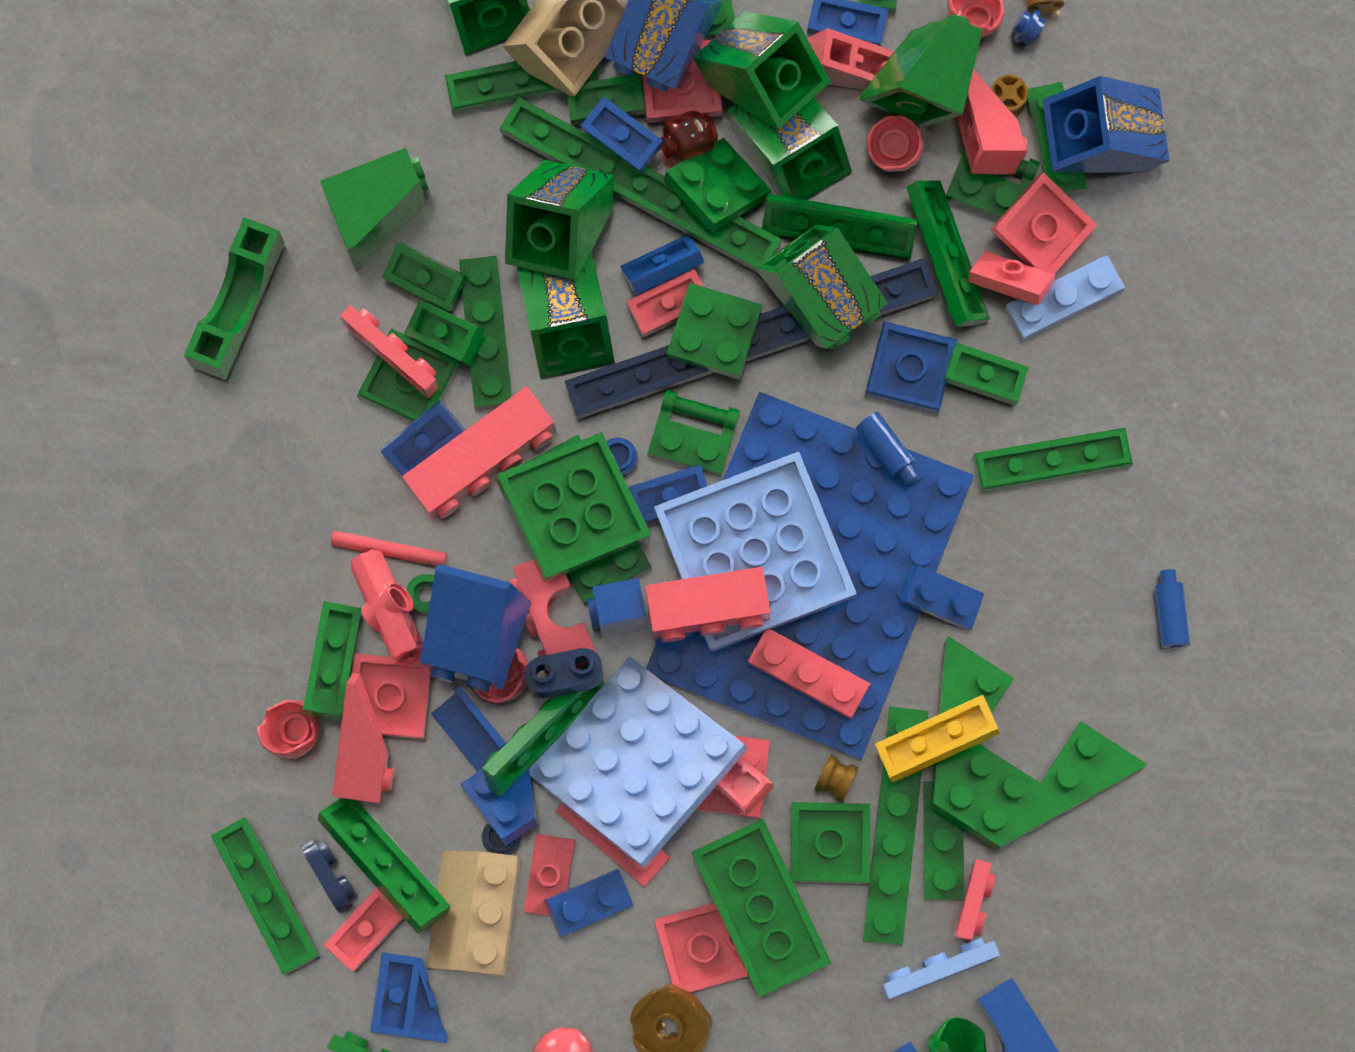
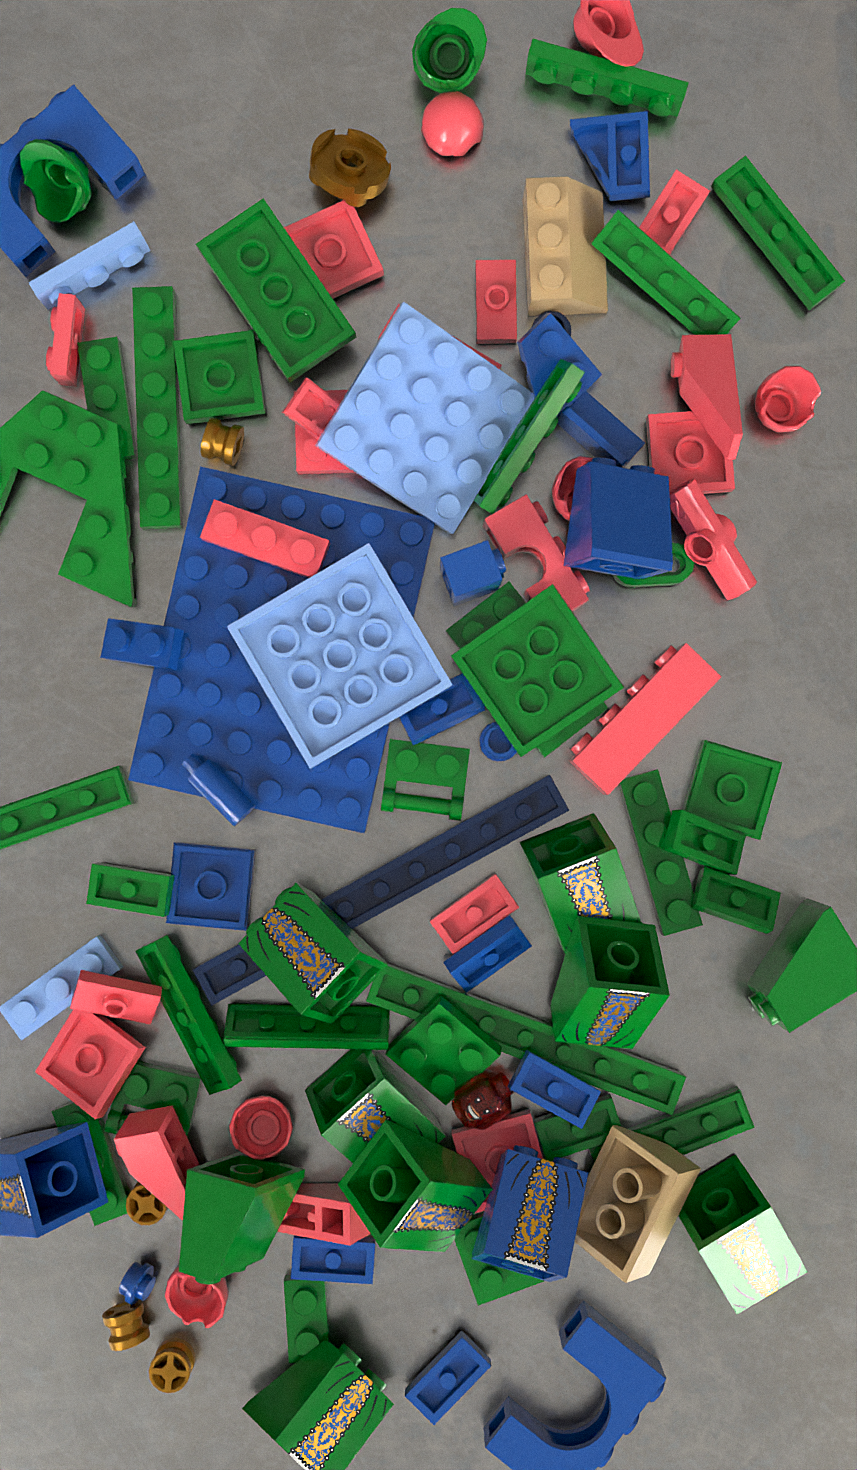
camera: 170 degrees right, 10 degrees up
(320, 860) = (712, 253): dark blue plate -> none
(331, 661) = (757, 477): green plate -> none
(388, 549) = (718, 607): coral bar -> none
(391, 350) = (758, 811): coral plate -> none
(422, 438) = (706, 723): blue plate -> none
(564, 676) = (517, 491): dark blue plate -> none
(588, 902) = (452, 277): blue plate -> none
(708, 604) = (377, 583): coral brick -> none
(714, 331) = (420, 888): green plate -> none
(937, 738) = (120, 488): yellow plate -> none

